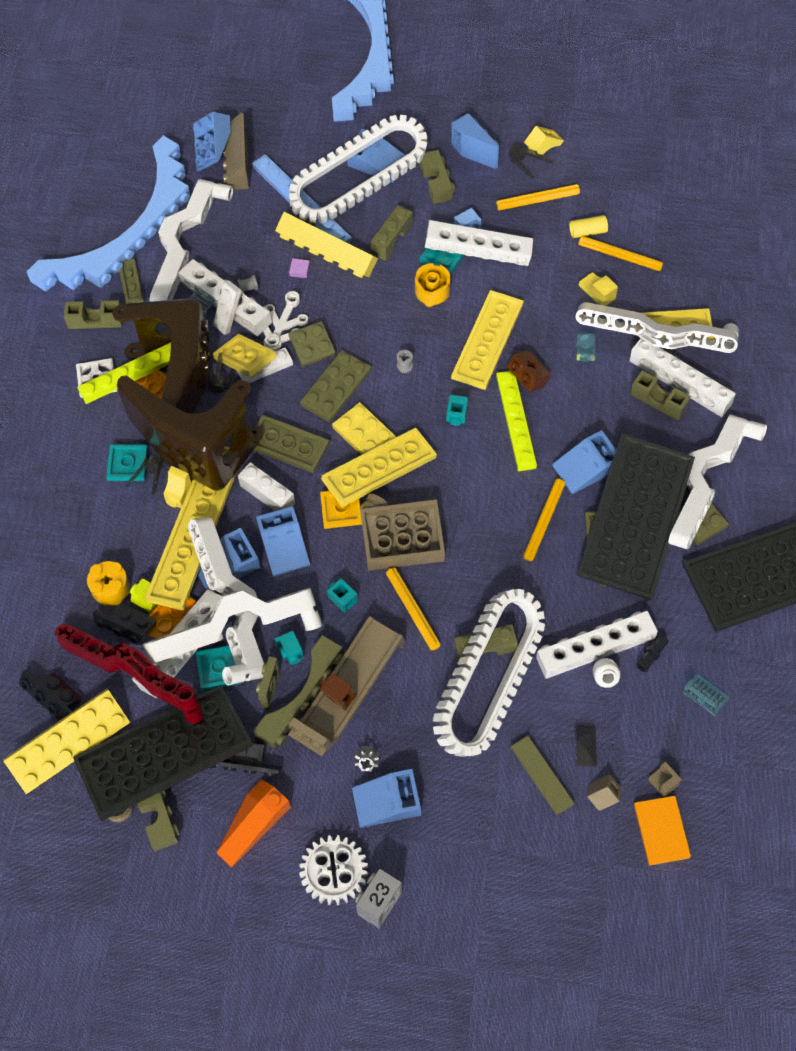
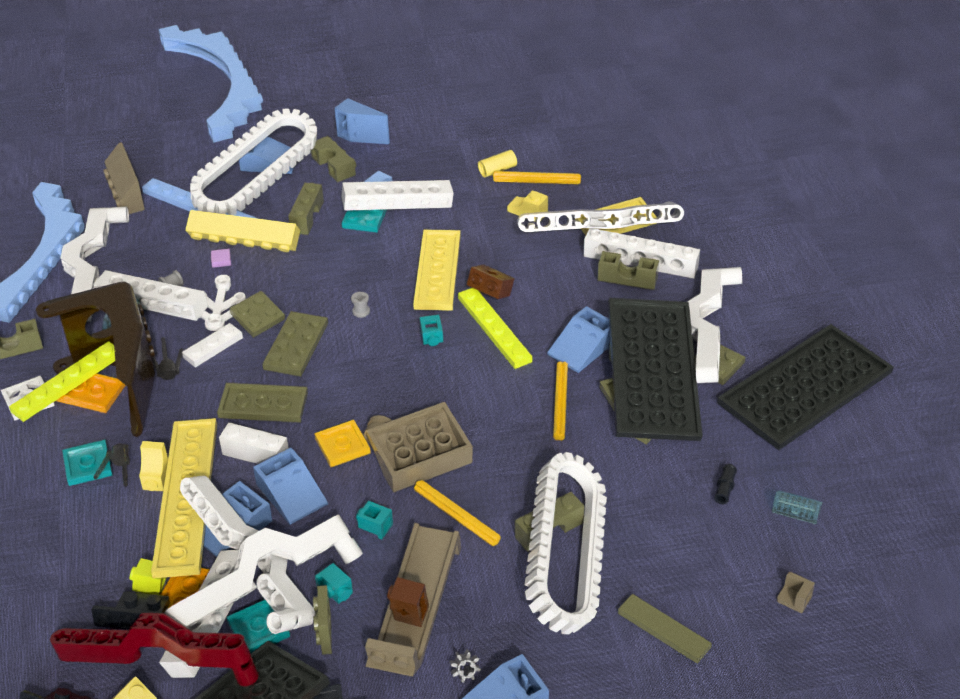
camera: 20 degrees left, 20 degrees down
(108, 583) = (100, 578): yellow brick -> none
(131, 282) = (35, 298): olive tile -> none
(194, 440) = (152, 403): dark brown piece -> none
(210, 138) = (92, 172): medium blue slope -> none
(226, 307) = (157, 297): white plate -> none
(245, 355) = (190, 336): light yellow plate -> none
(275, 726) = (347, 662): olive arch -> none
(362, 429) = (341, 374): light yellow plate -> none
(378, 467) = (368, 396): light yellow plate -> none
(432, 284) = (364, 237): yellow brick -> none
(518, 153) = (405, 126): clear smoke plant -> none
(537, 197) = (438, 154): yellow axle -> none
(543, 139) = (424, 111): light yellow arch -> none
(585, 347) = (536, 251): clear light blue bracket -> none
(585, 746) = (697, 588): clear smoke slope -> none
(604, 792) = (739, 623): dark tan panel -> none
(606, 673) = (688, 511): white head -> none
(608, 646) = (664, 491): white brick -> none
(662, 830) = (816, 643): light orange tile -> none

